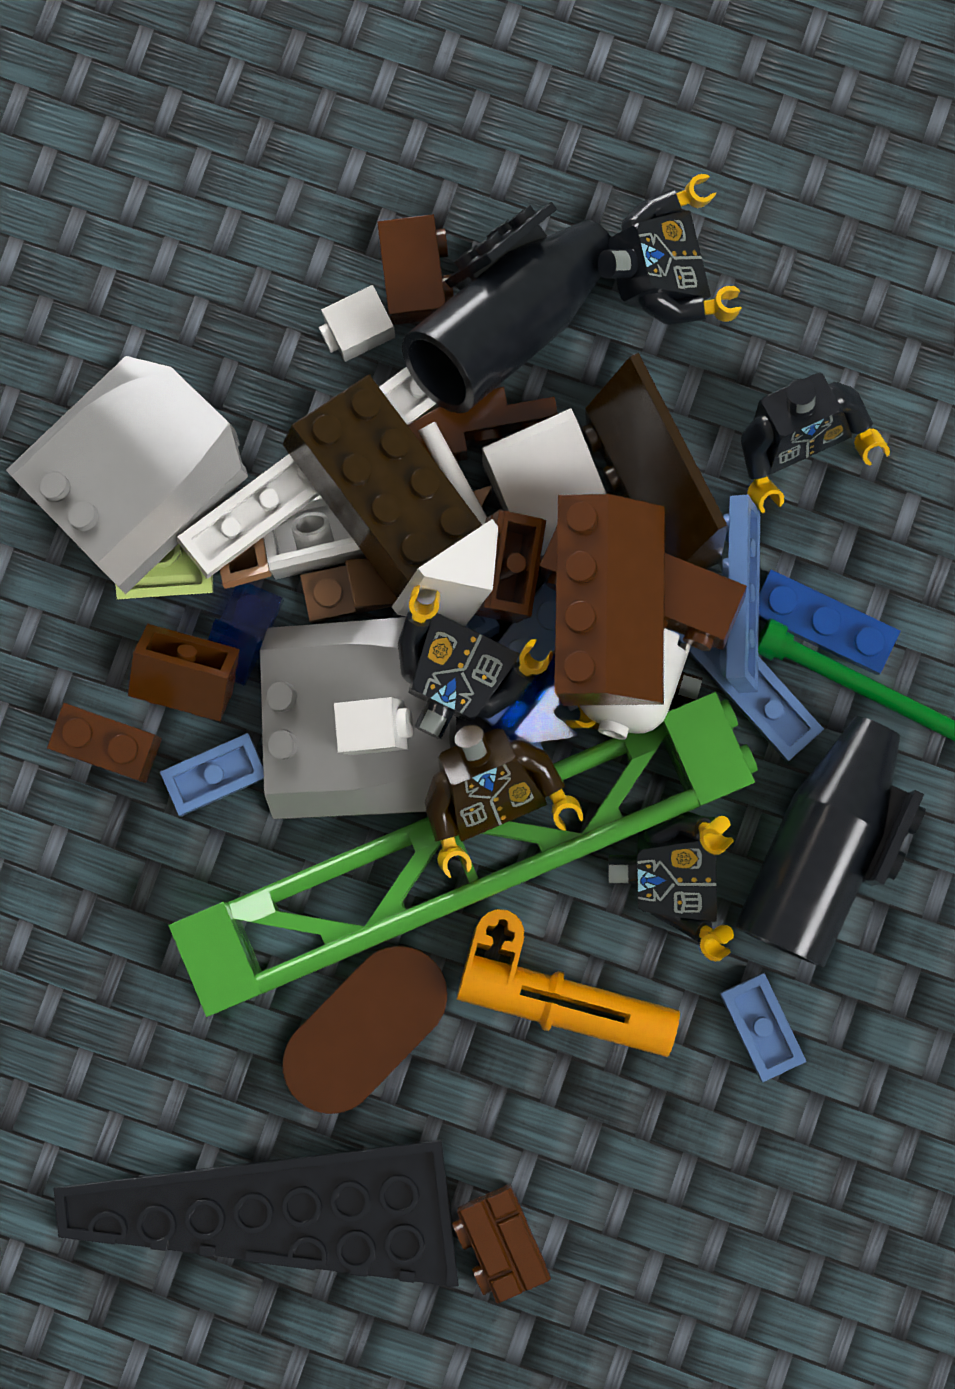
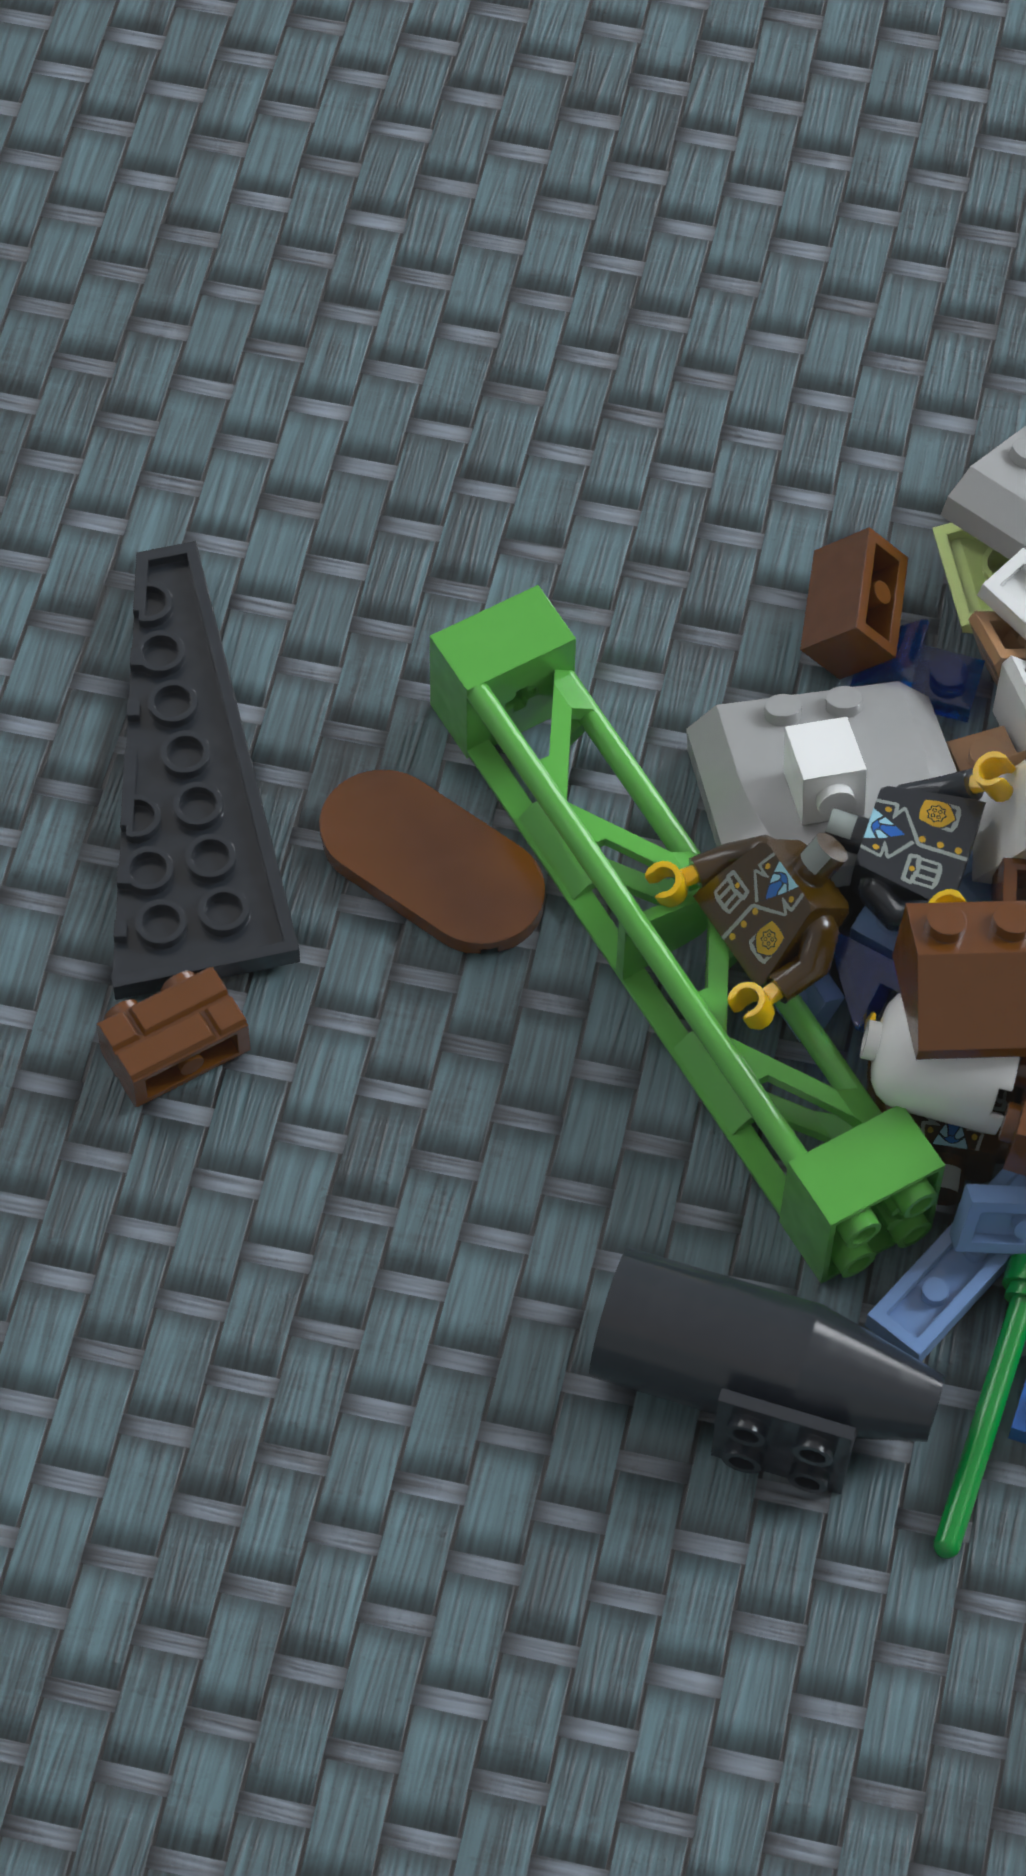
camera: 80 degrees right, 25 degrees down
(104, 743) = (750, 536): reddish brown brick -> none
(213, 774) = (729, 654): medium blue plate -> none
(499, 985) = (512, 1002): light orange piece -> none
(679, 877) = (688, 1185): black torso -> none
(762, 1027) = (496, 1323): medium blue plate -> none

